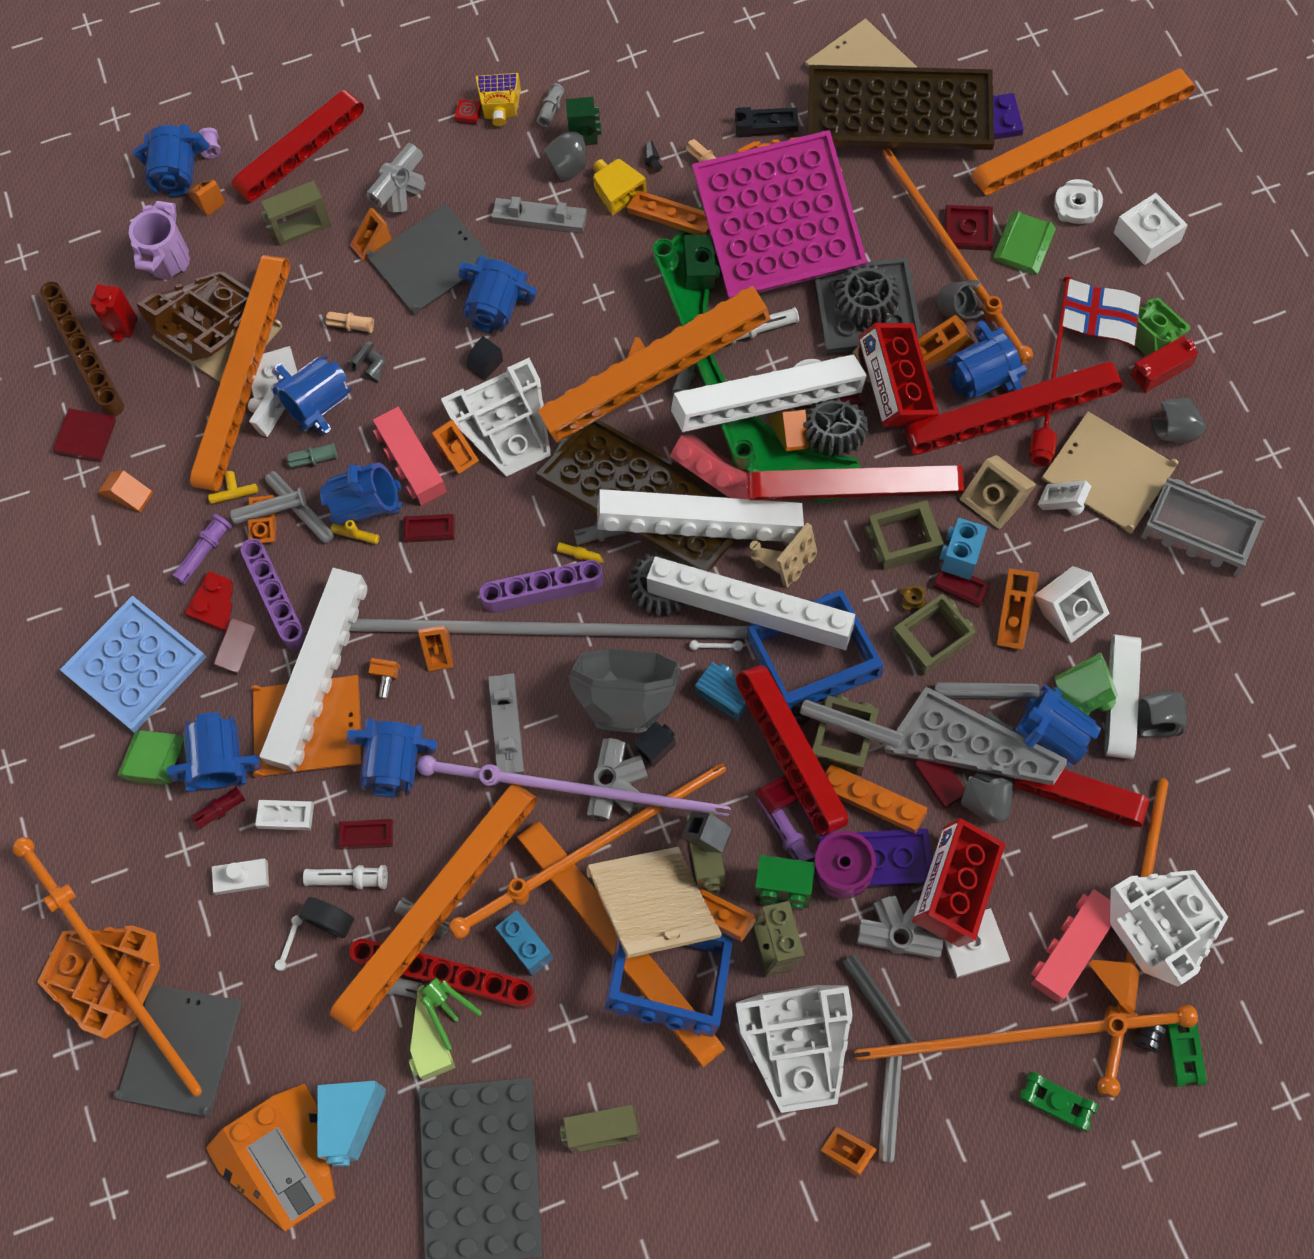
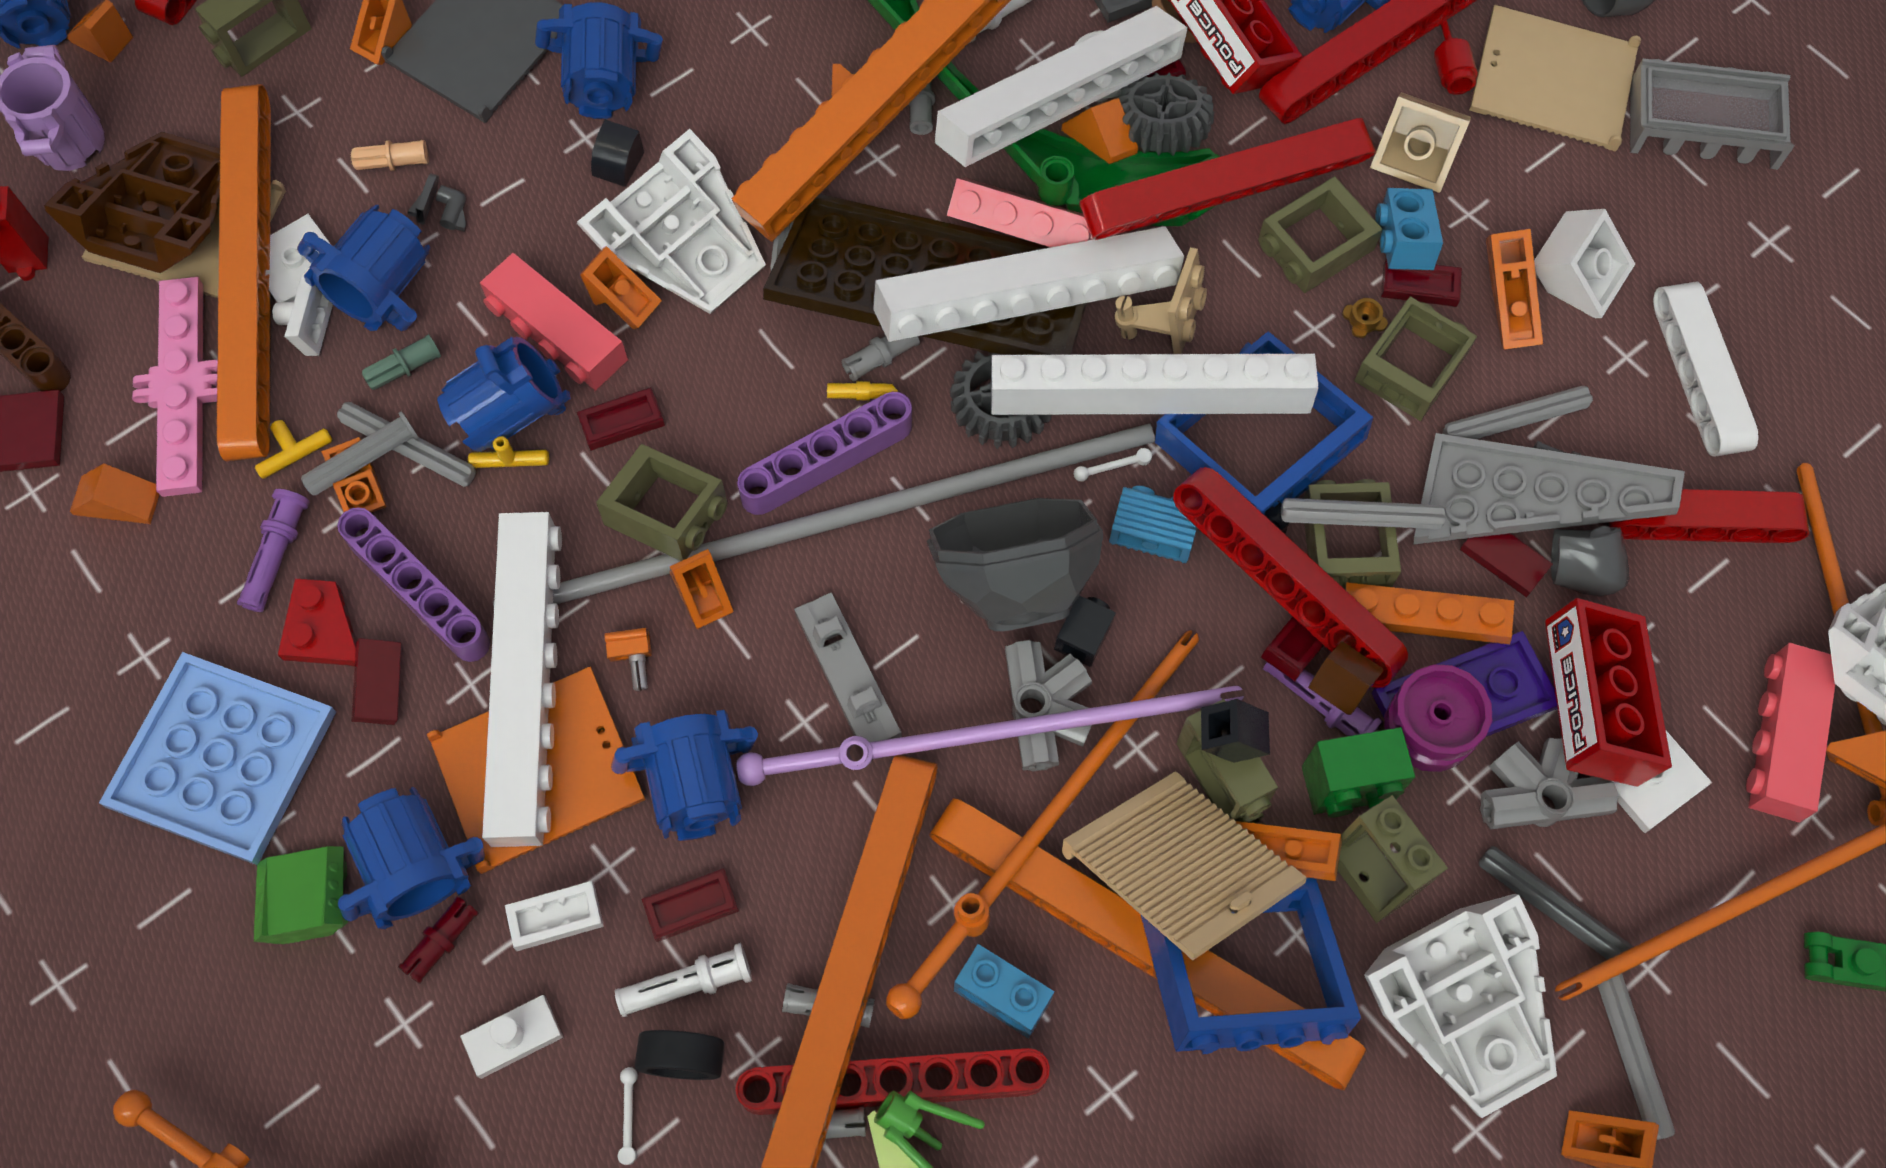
camera: 25 degrees left, 0 degrees up
(181, 433) = (179, 387): none -> bright pink hinge
(419, 572) = (634, 481): none -> olive window
(799, 821) = (1345, 678): none -> reddish brown panel
(1057, 726) = (1644, 429): blue container -> none
(1065, 496) = (1517, 120): white tile -> none
(1088, 685) = (1657, 368): bright green slope -> none
(1162, 714) = (1773, 374): dark grey piece -> none

